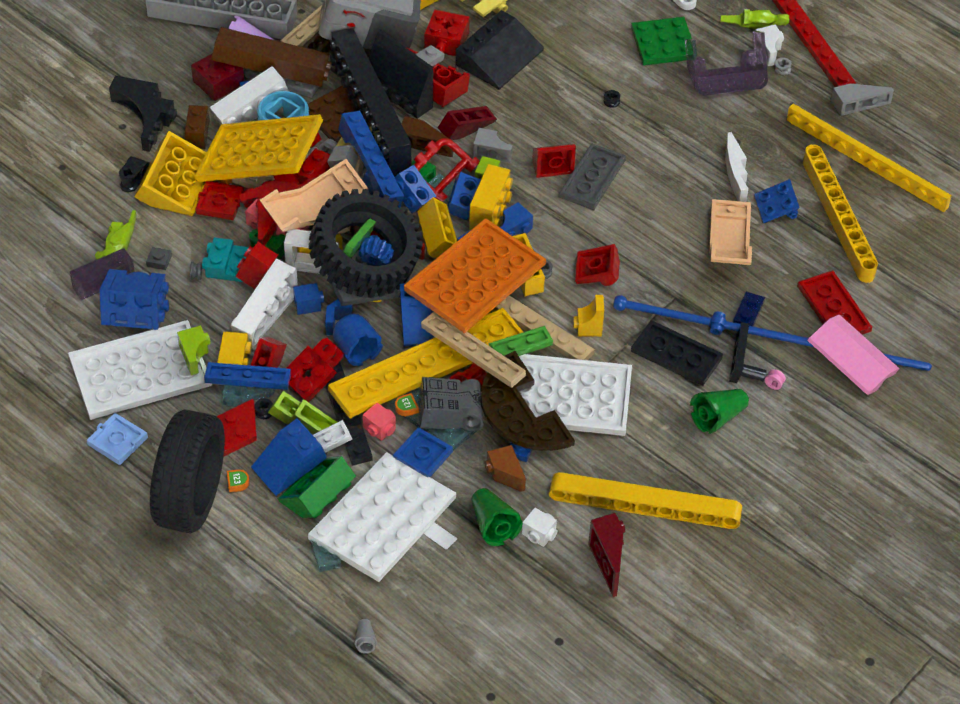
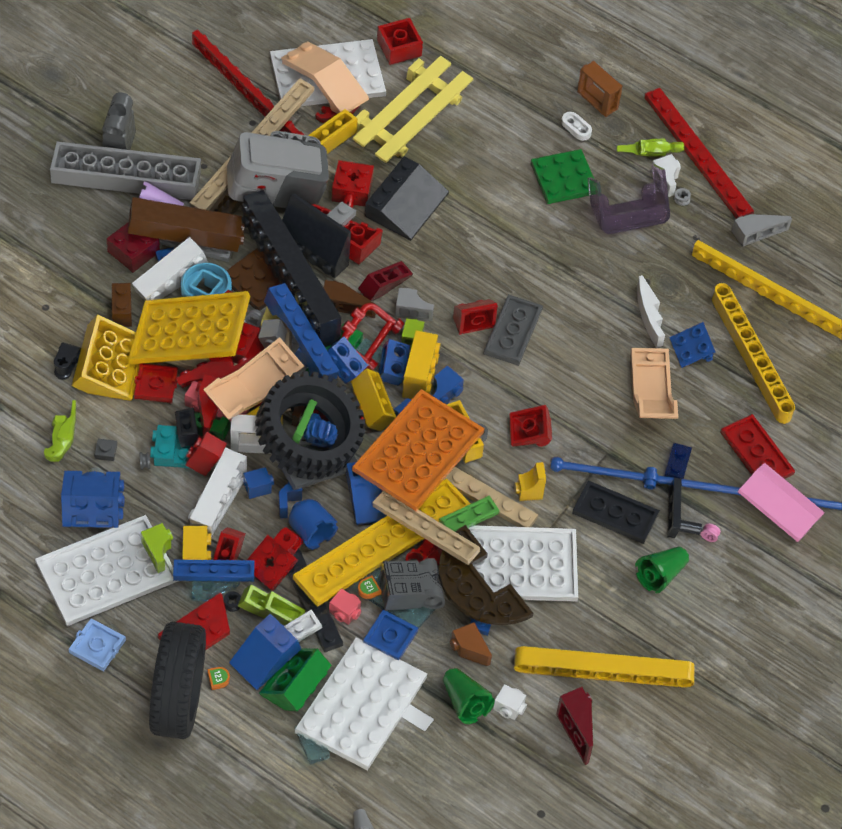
camera: 10 degrees left, 5 degrees up
(89, 277) = (51, 472): clear purple brick -> none
(146, 102) = (66, 281): black arch -> none
(241, 239) = (186, 426): none -> black slope
(612, 102) = (522, 248): black bush -> none

